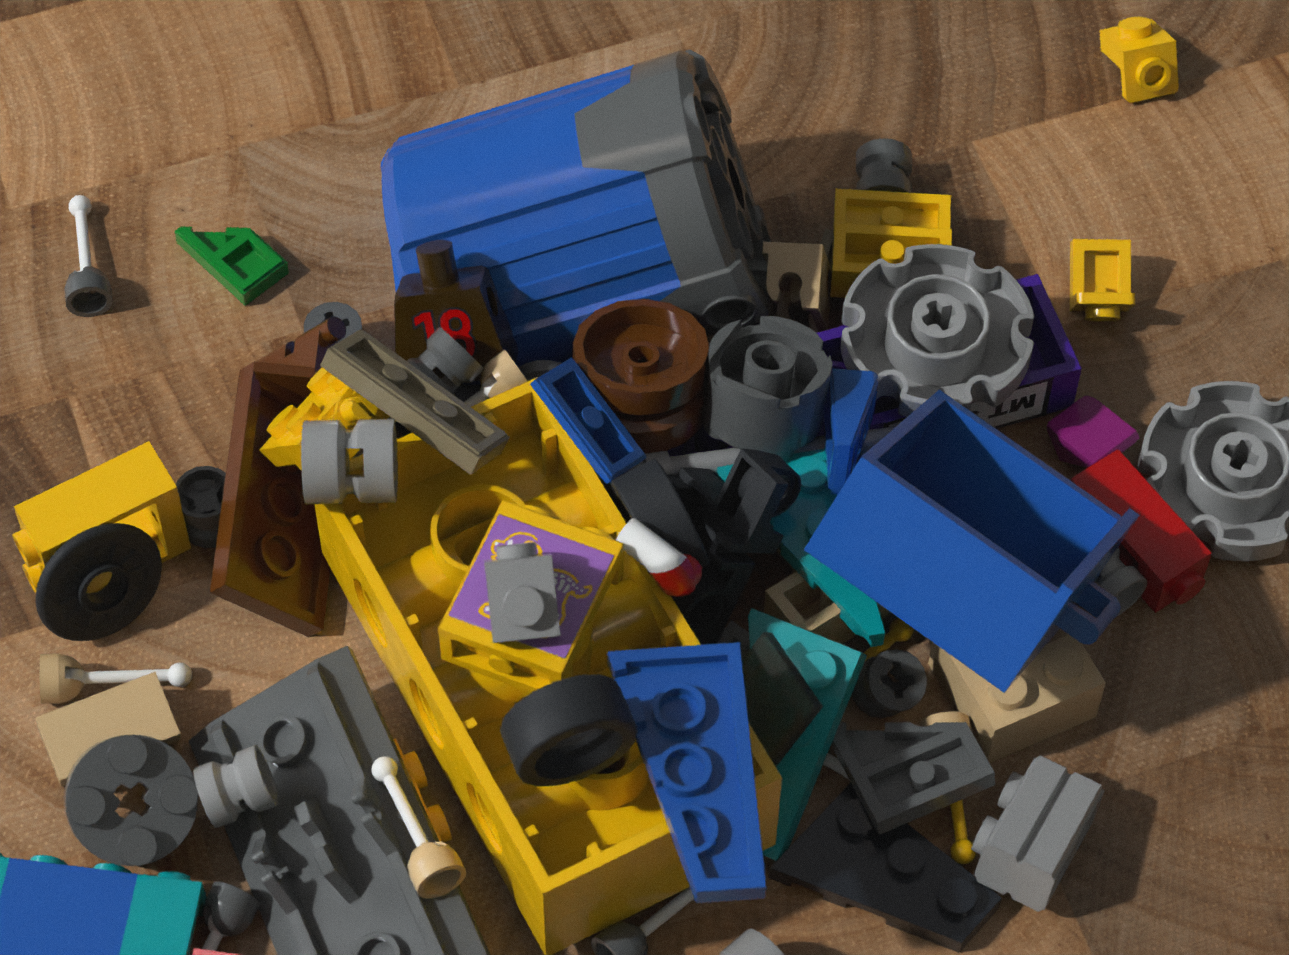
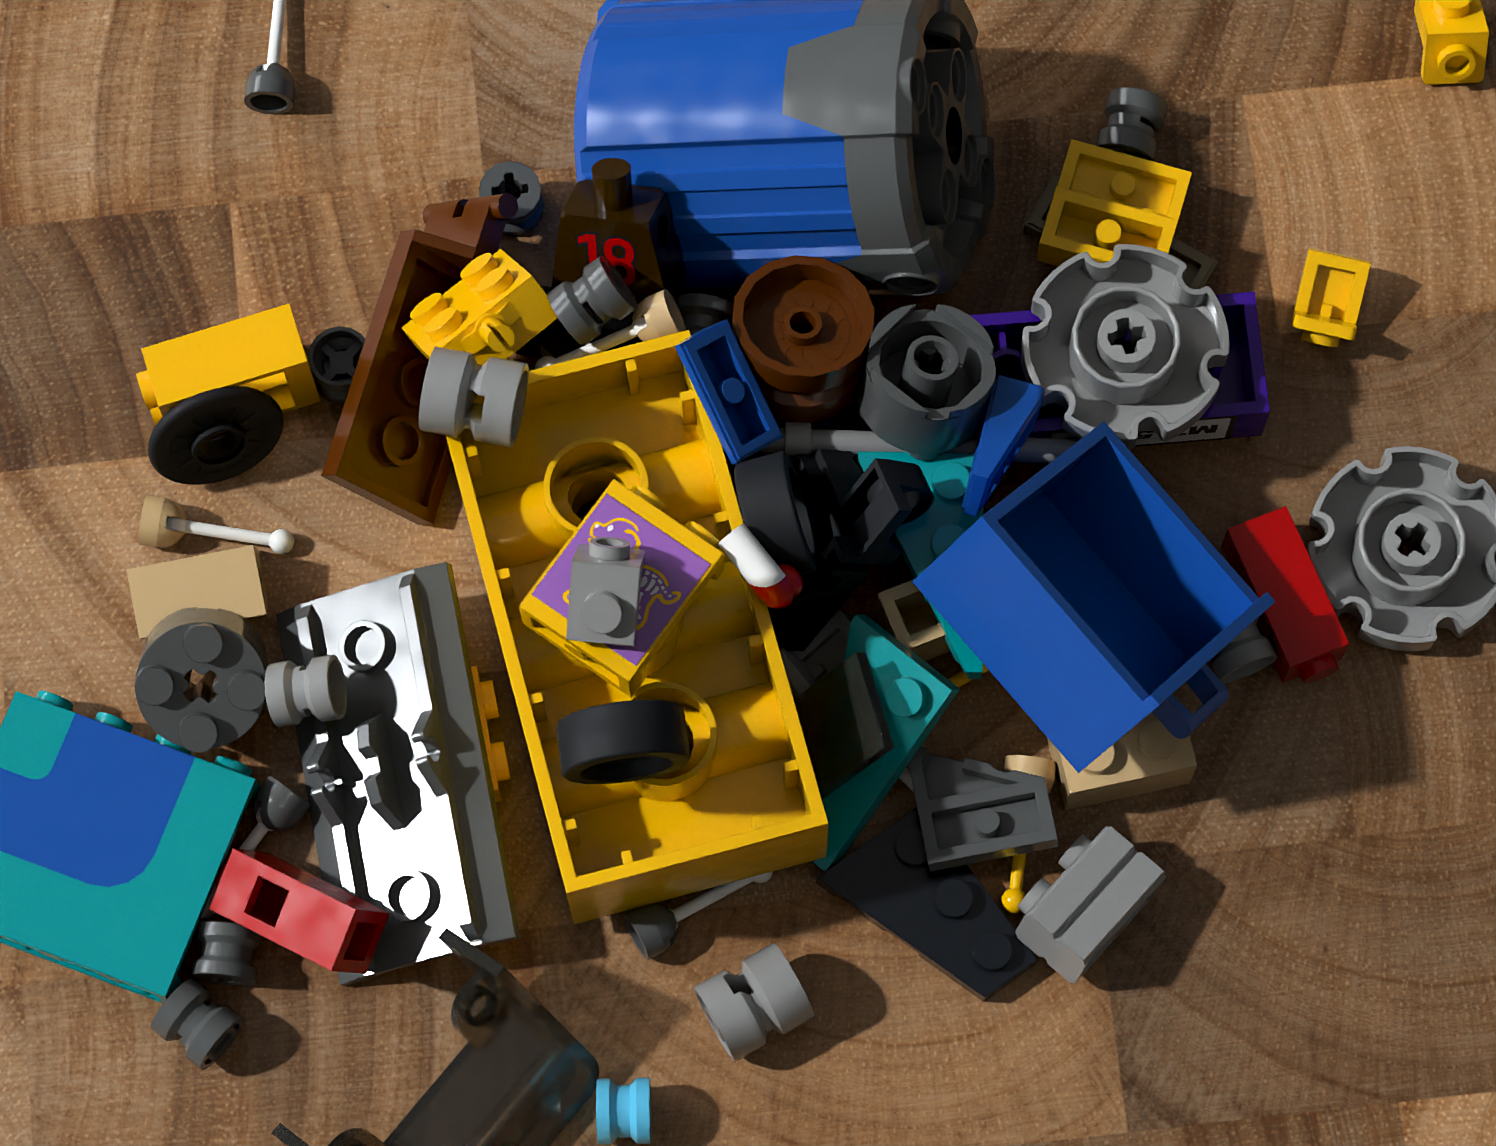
camera: 15 degrees right, 15 degrees up
(235, 259) = (430, 80): green tile -> none
(415, 401) = (553, 341): dark tan tile -> none
(432, 866) = (477, 818): tan hinge -> none
(699, 760) = (748, 782): blue wing -> none
(797, 276) = (1007, 250): tan hinge -> none
(876, 690) = (973, 706): dark grey wheel -> none
(1089, 432) = (1267, 474): magenta slope -> none

